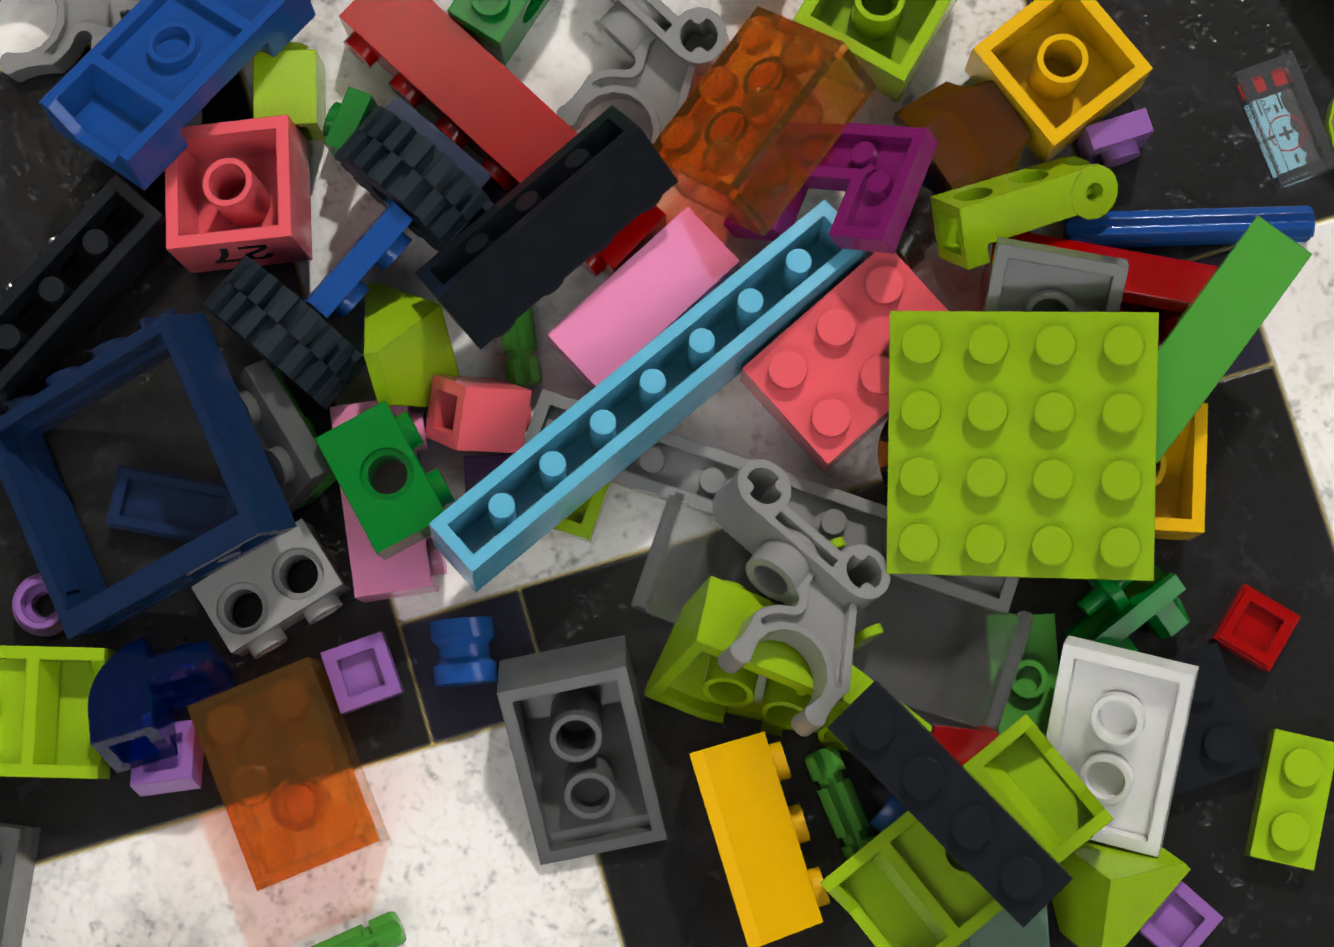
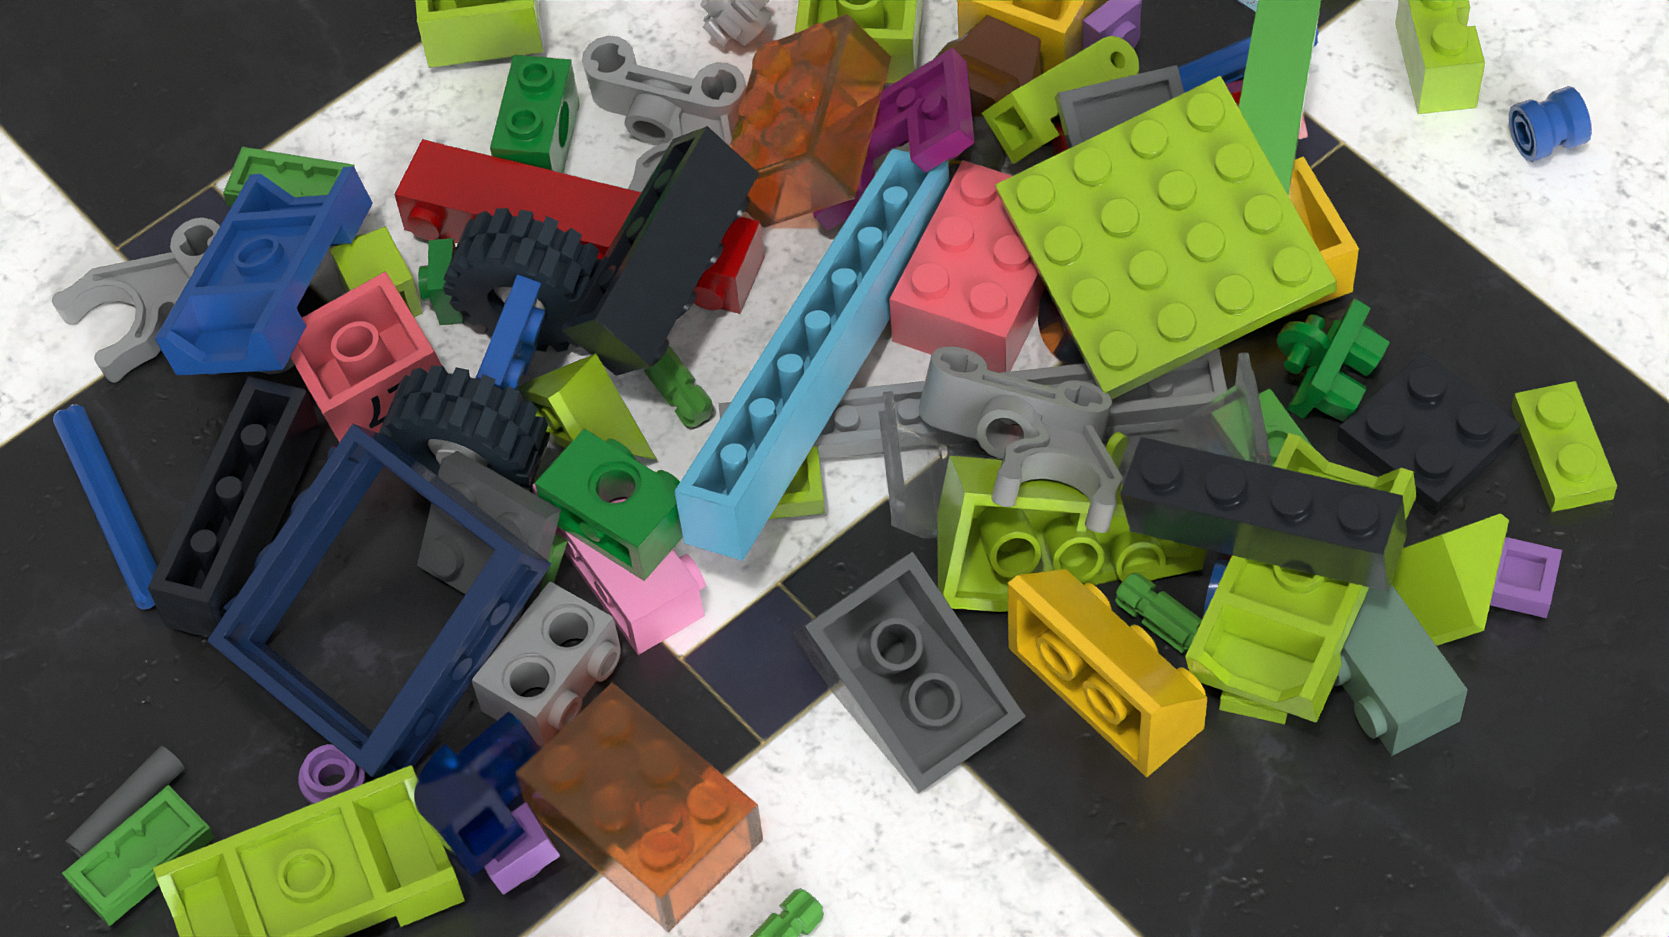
camera: 25 degrees left, 25 degrees down
(167, 504) = (393, 649): dark blue tile -> none
(362, 672) = (672, 695): medium lavender plate -> none
(463, 651) = (750, 634): blue wheel -> none
(478, 413) = (667, 431): coral brick -> none
(643, 298) = (763, 295): bright pink brick -> none
(1123, 732) = (1381, 416): white plate -> none
(1255, 628) = (1450, 331): red tile -> none

